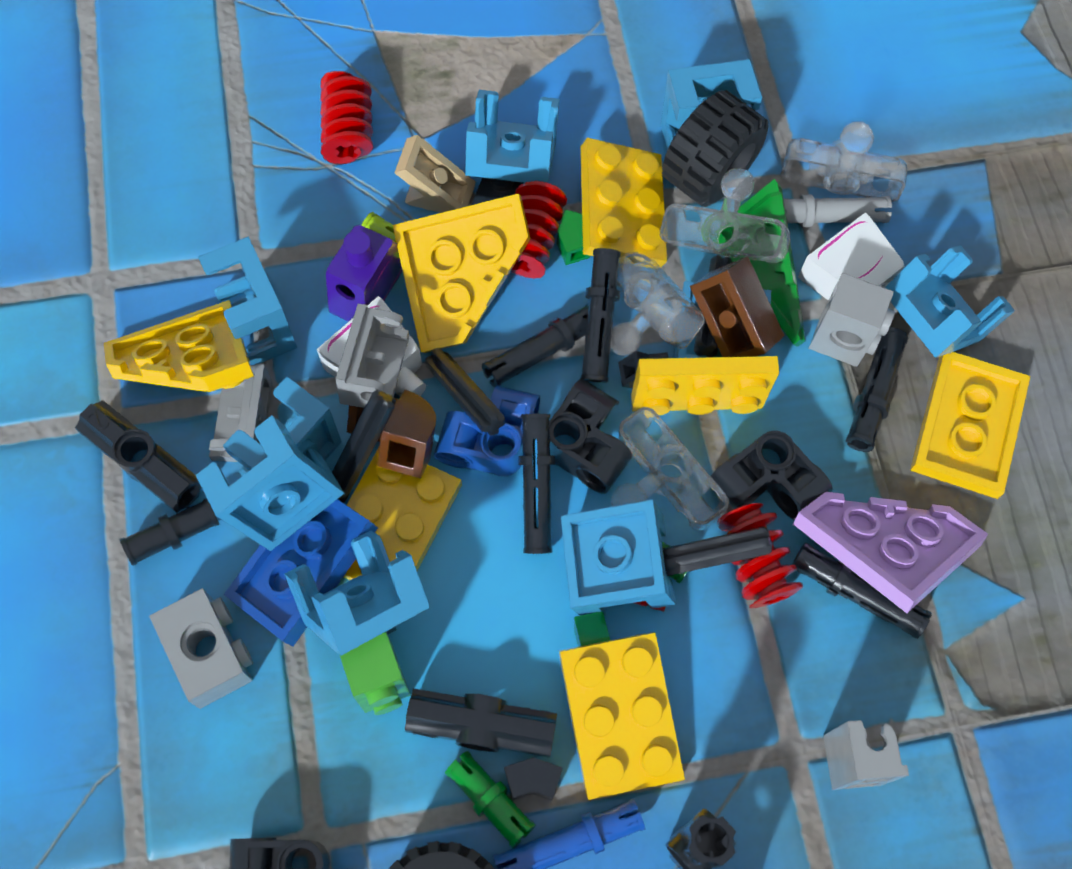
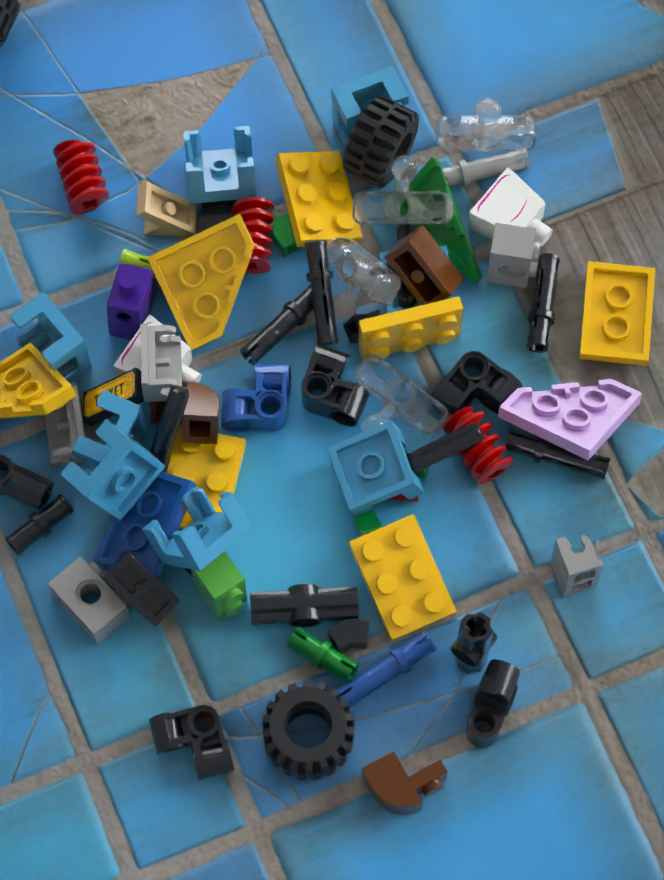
camera: 10 degrees left, 0 degrees up
(264, 653) = (140, 588): none -> black hinge
(315, 379) = (125, 386): none -> tile
(465, 392) = (232, 372): black axle -> none
(536, 539) = (295, 387): black pin -> none
(935, 307) = (576, 230): dark azure panel -> none

